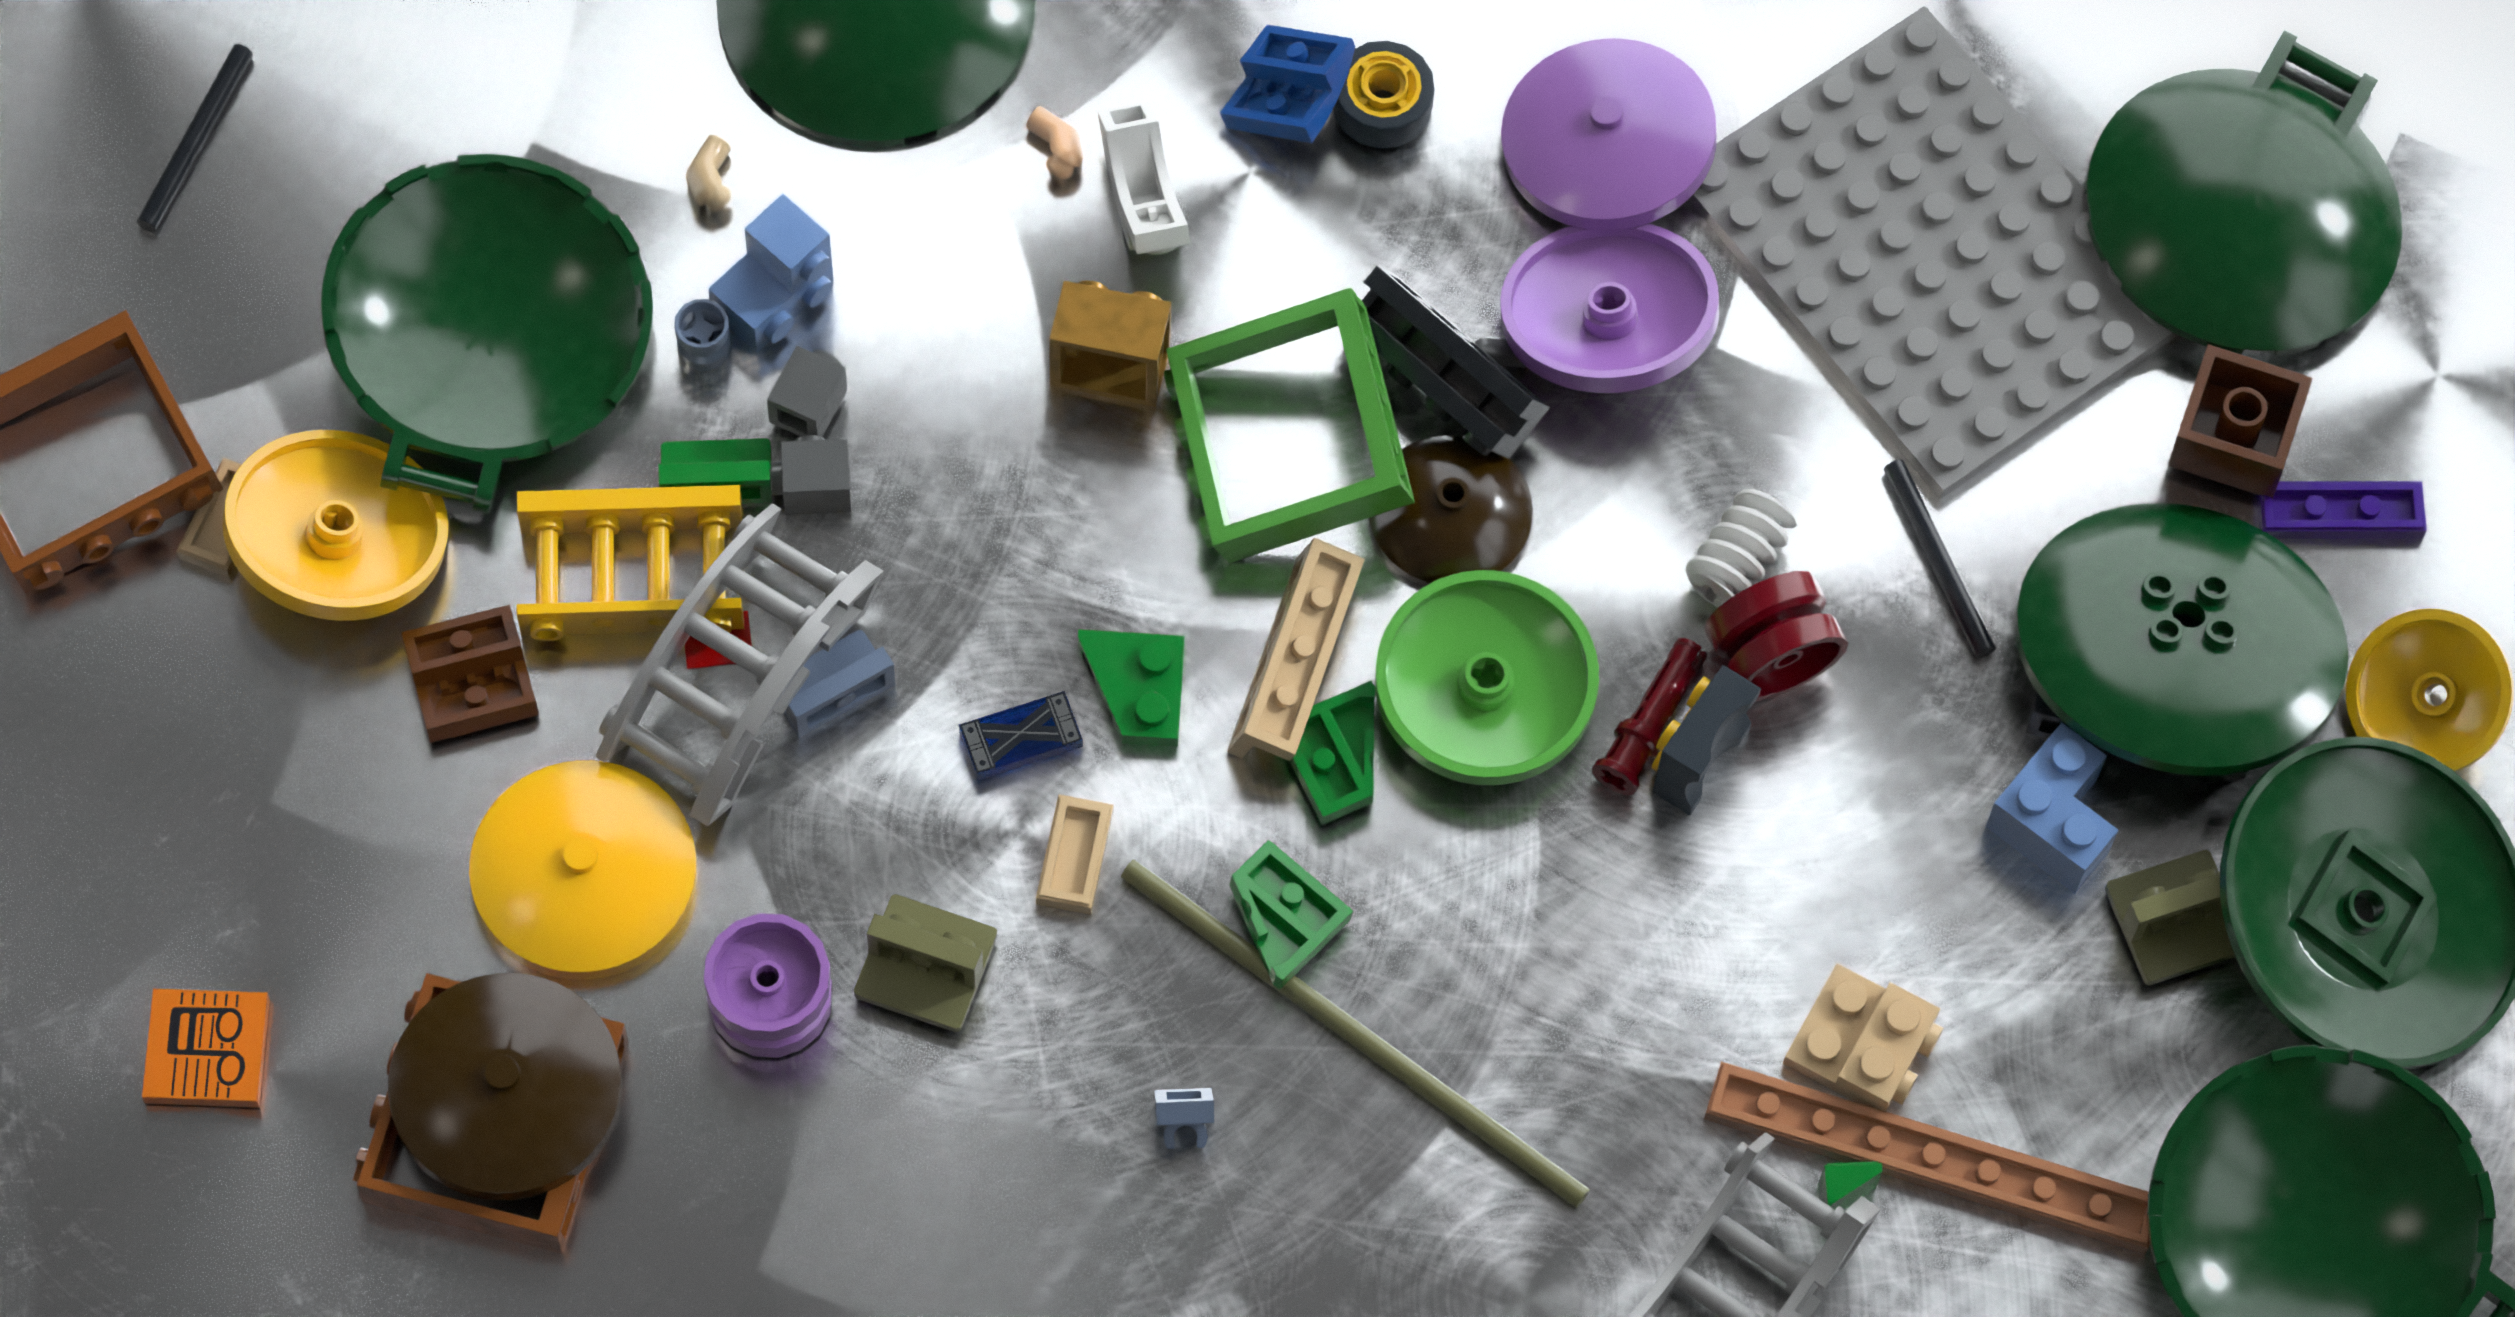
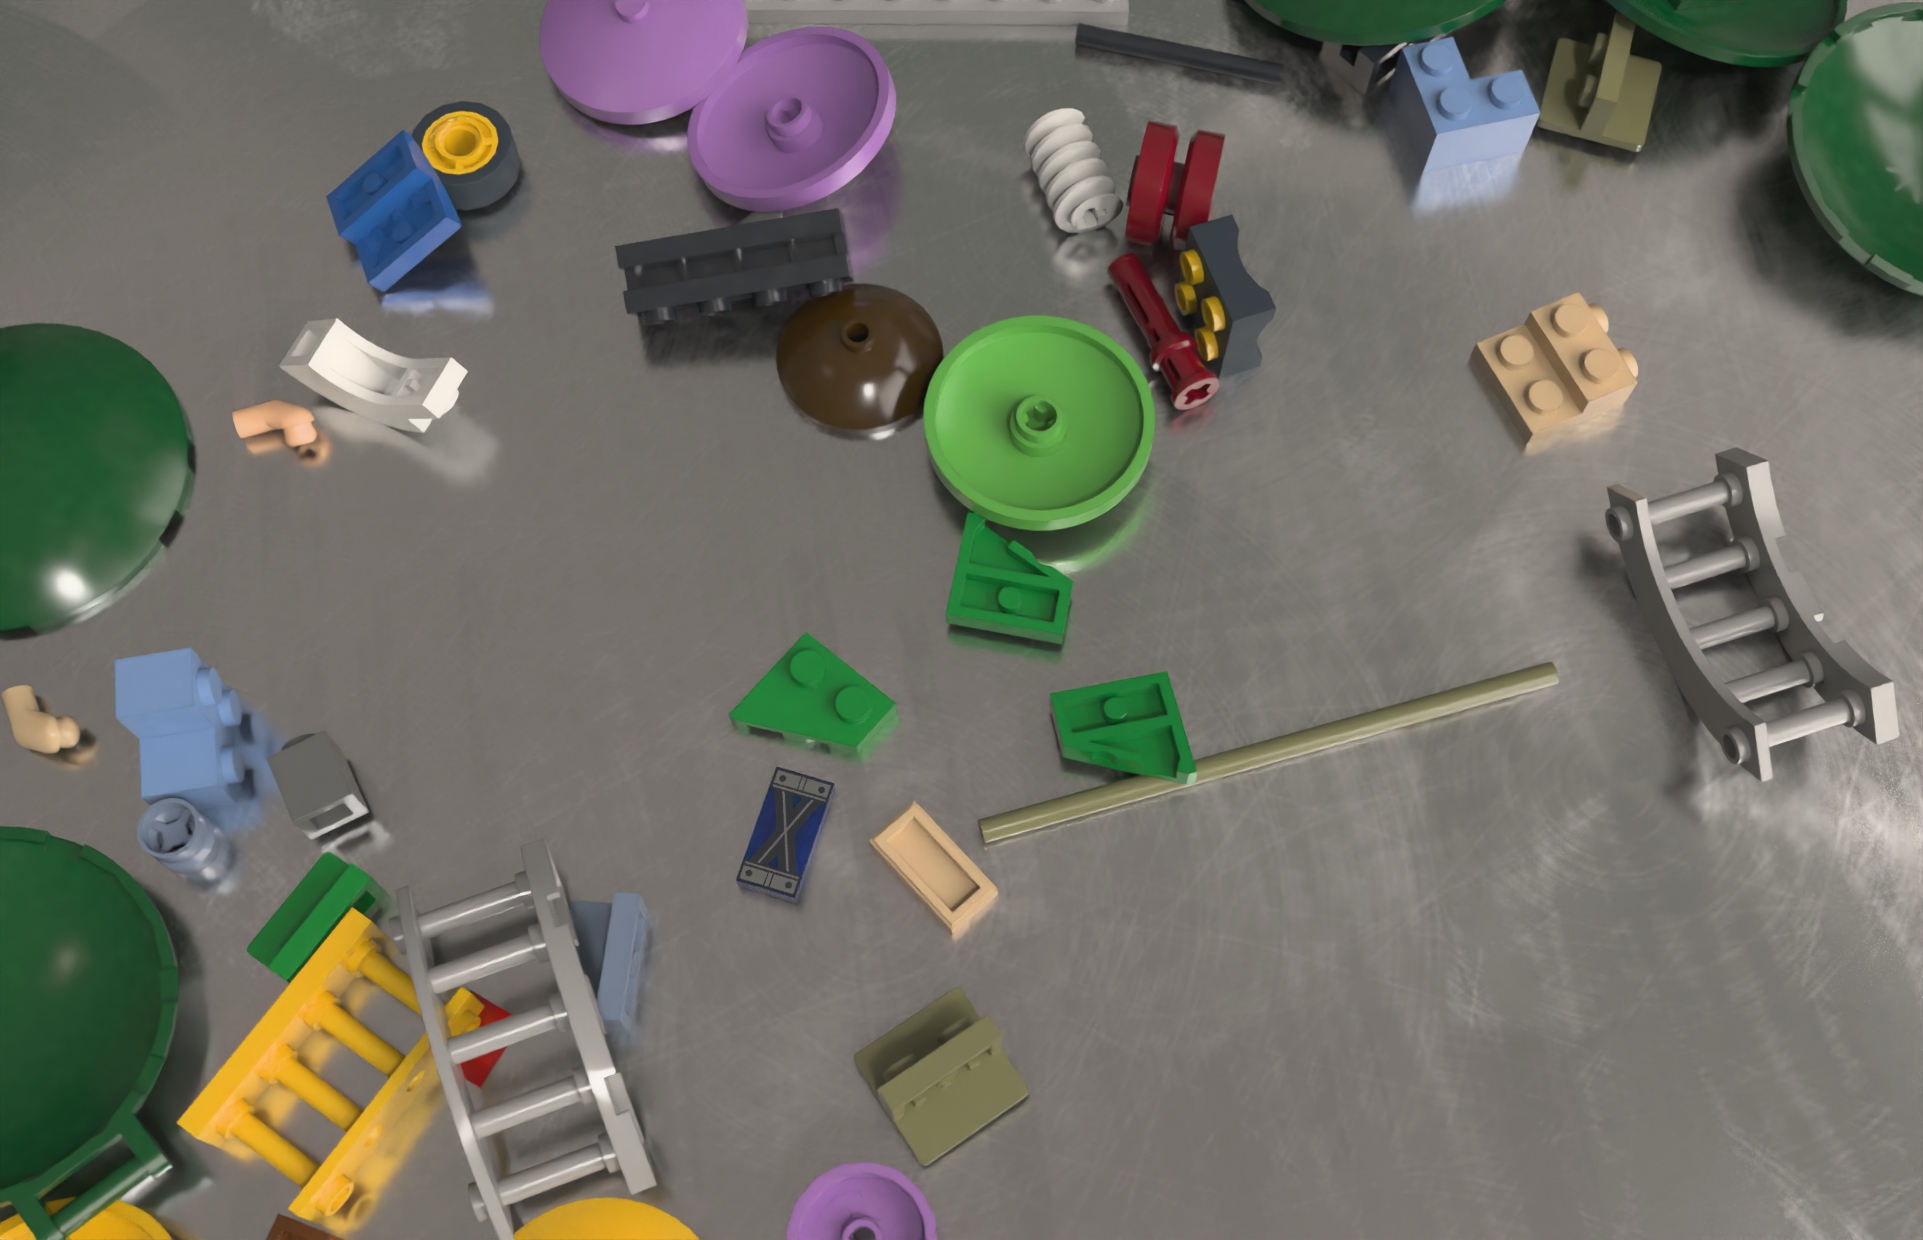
camera: 50 degrees left, 0 degrees up
(813, 476) = (397, 835): dark grey brick -> none
(1110, 342) = (496, 497): pearl gold piece -> none
(1184, 1108) = (1252, 944): sand blue tile -> none
(1297, 651) = (896, 553): tan fence -> none
(1320, 513) = (636, 291): bright green window -> none
(1846, 1182) = (1685, 463): green slope -> none
(1931, 1157) = (1683, 394): nougat tile -> none

